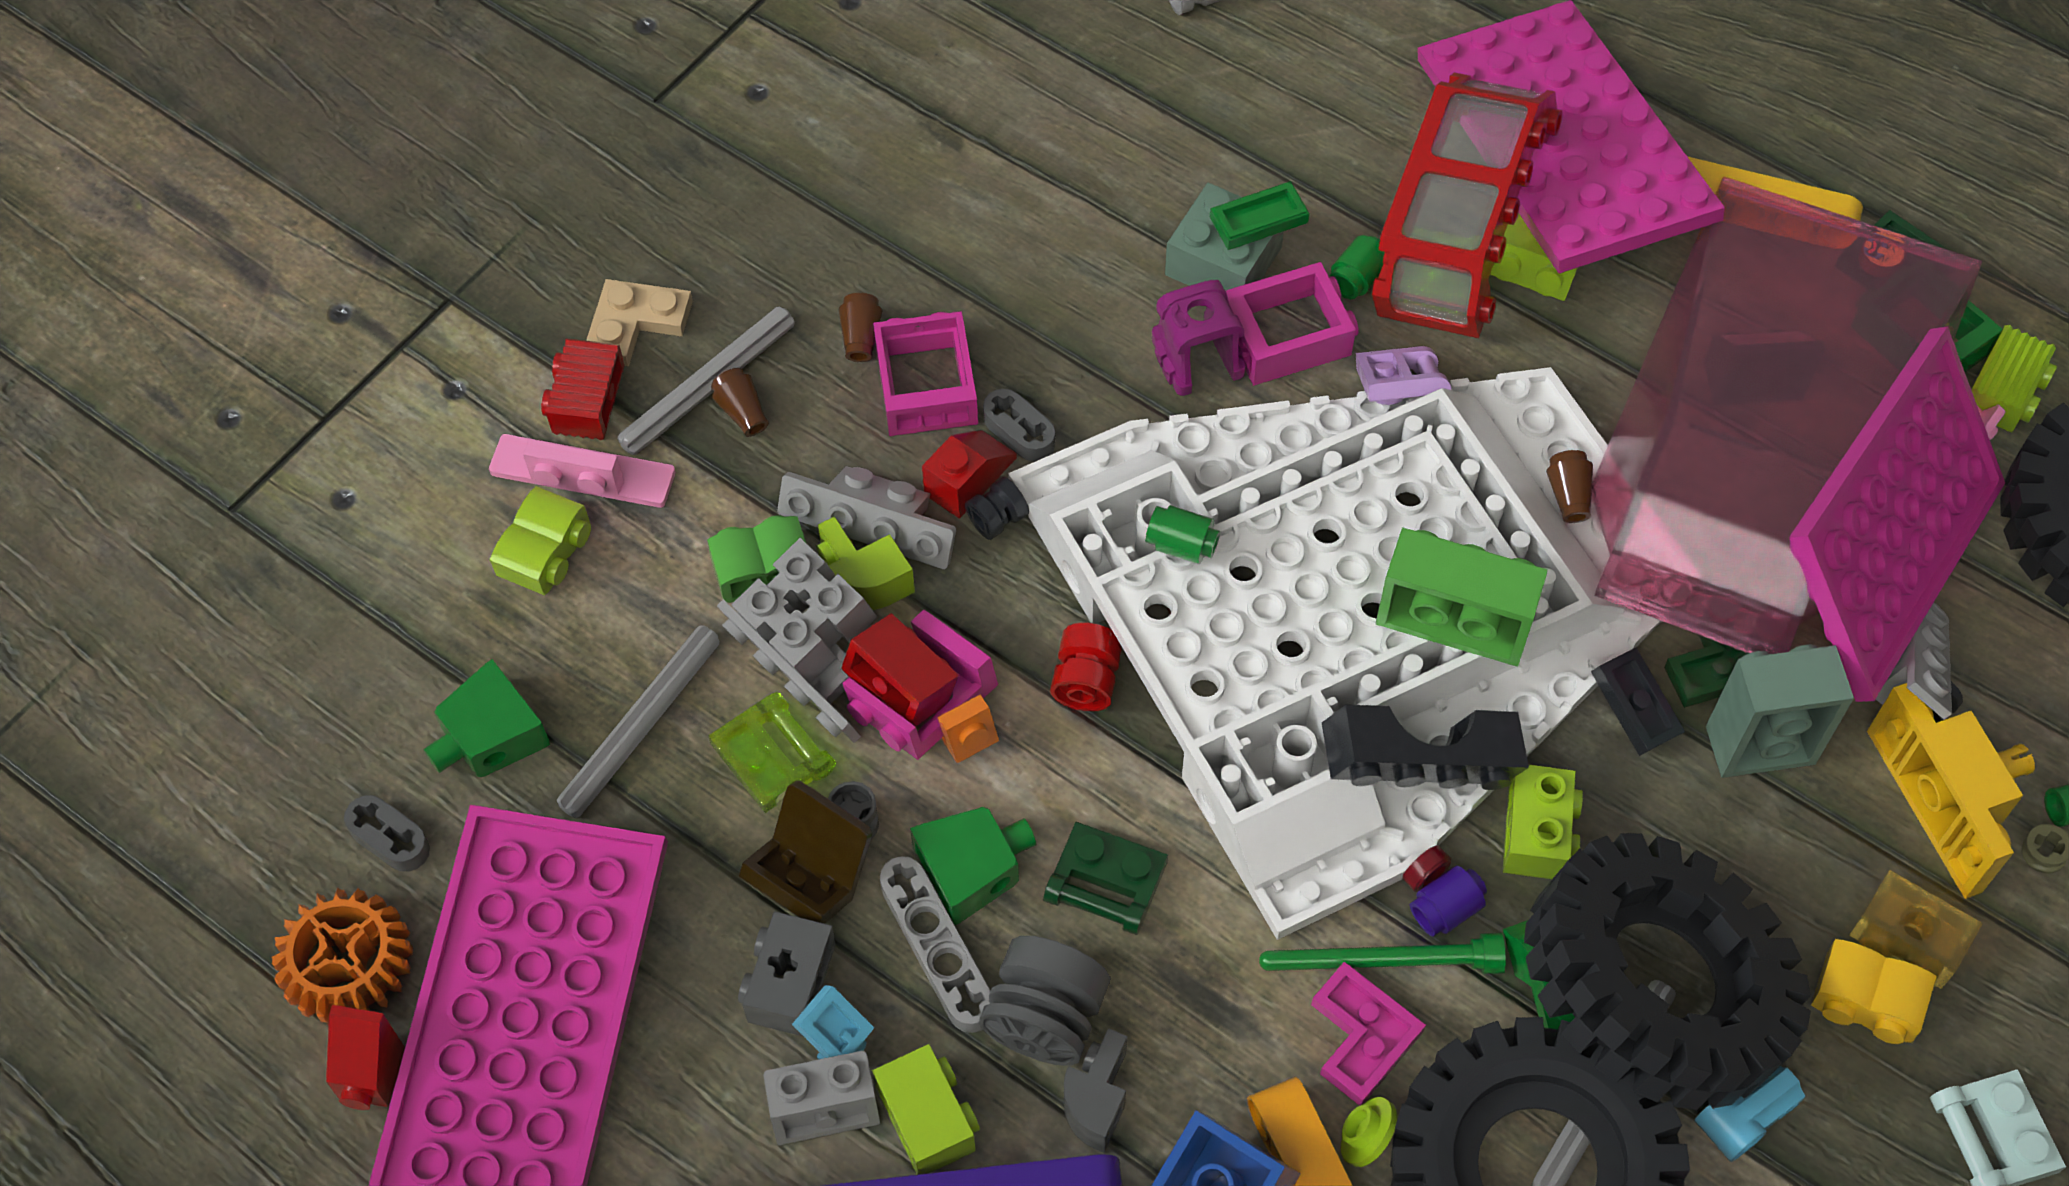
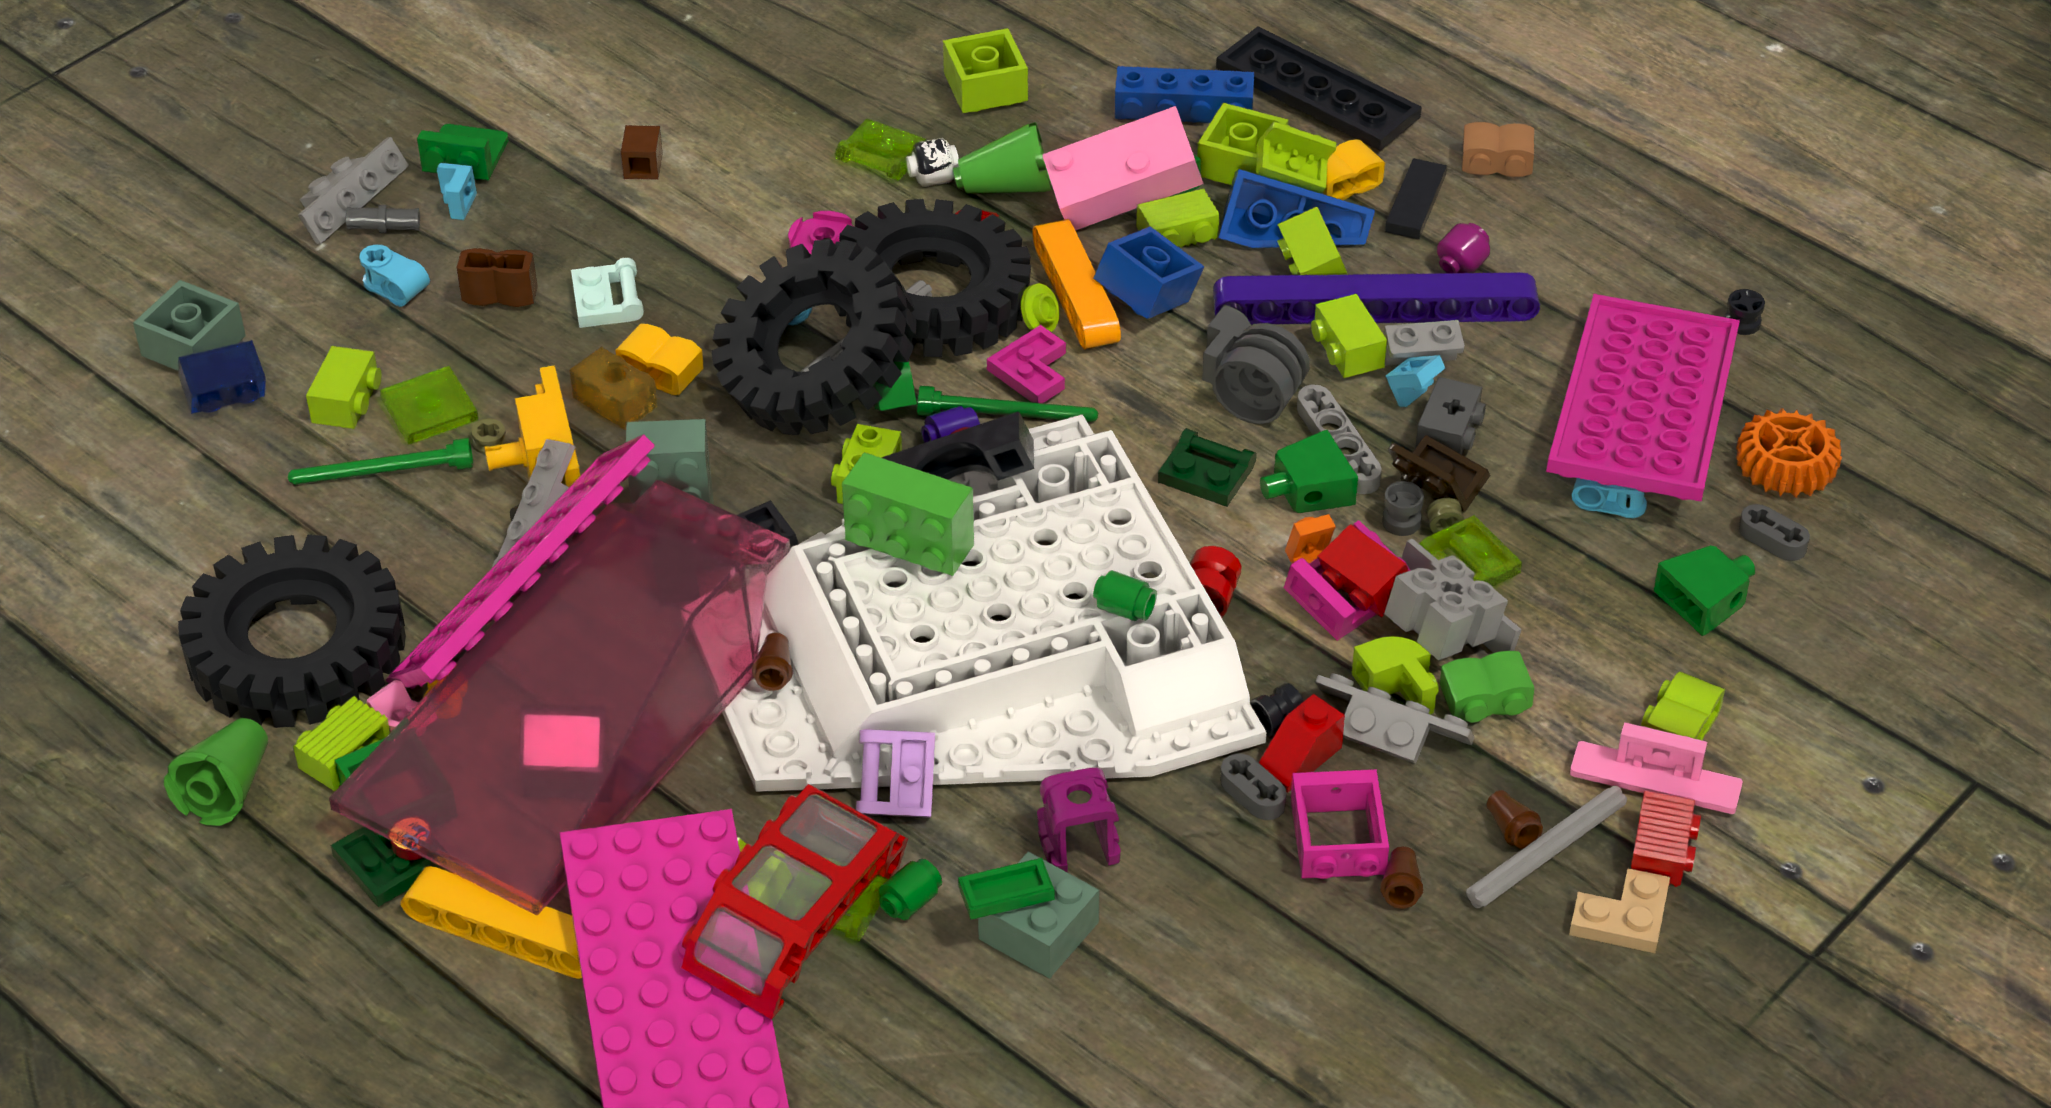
camera: 175 degrees left, 15 degrees down
(362, 1057) = (1755, 388): red slope -> none
(638, 721) = (1579, 591): light grey axle -> none
(1295, 355) = (982, 814): dark pink window -> none

